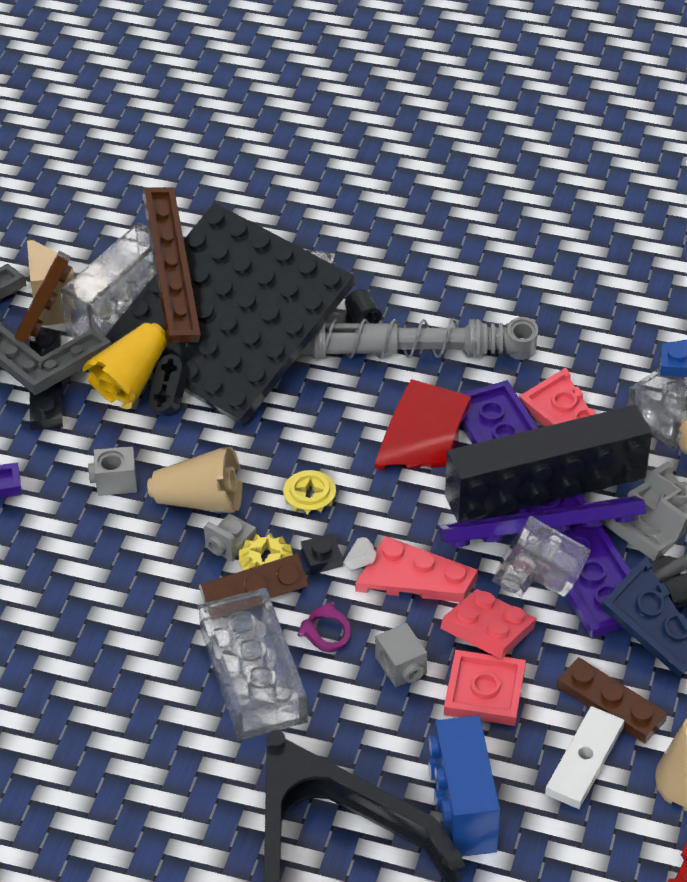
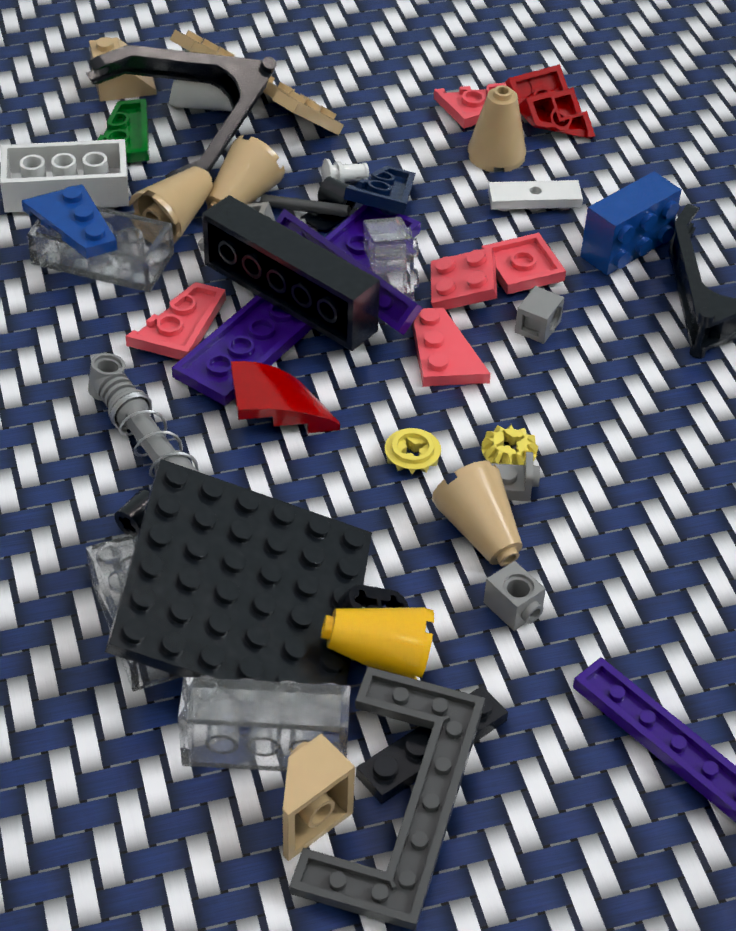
camera: 125 degrees left, 0 degrees up
(44, 297) = (366, 743): reddish brown plate -> none
(171, 265) = (228, 644): reddish brown plate -> none
(253, 664) = (636, 384): clear brick -> none
(277, 576) = (554, 430): reddish brown plate -> none
(309, 631) = (559, 385): magenta piece -> none
(321, 554) = (473, 414): black plate -> none
(360, 554) = (455, 382): white tile -> none
(603, 692) = (467, 205): reddish brown plate -> none

